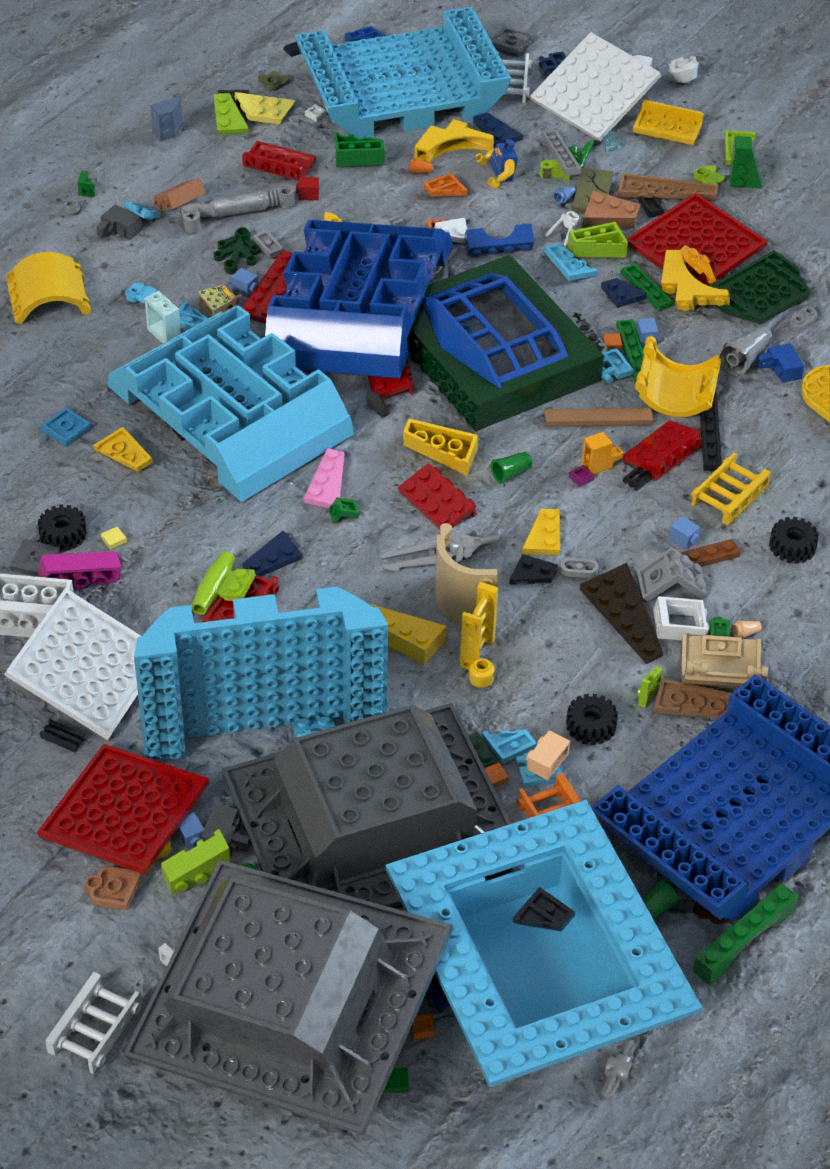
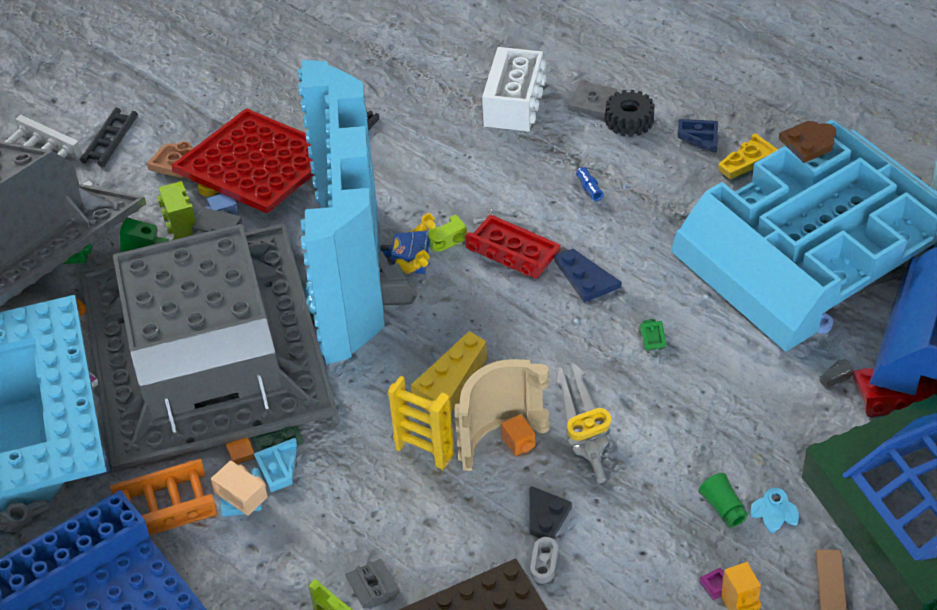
camera: 100 degrees right, 0 degrees up
(61, 949) = (110, 144): none -> black bar
(66, 427) = (785, 114): dark azure tile -> none
(80, 664) = (430, 121): white plate -> none
(81, 568) = (563, 120): dark pink wedge -> none
(92, 480) = (699, 132): none -> dark blue wing
(113, 538) = (618, 153): light yellow tile -> none
(155, 379) = (809, 139): none -> reddish brown plate
(158, 554) = (589, 184): none -> blue pin
(222, 582) = (538, 227): lime plate -> none
(327, 480) = (692, 321): bright pink wing -> none
(437, 497) = (671, 425): red bracket -> none
(442, 444) = (755, 434): yellow wedge -> none
(458, 539) = (588, 425): none -> yellow plate
(481, 673) = (378, 441): yellow head -> none
(512, 442) = (775, 512): none -> medium azure plate
(545, 534) = (611, 533): yellow wing -> none
(591, 730) = (300, 559): black tyre -> none
(624, 670) = (365, 575): none -> dark grey piece

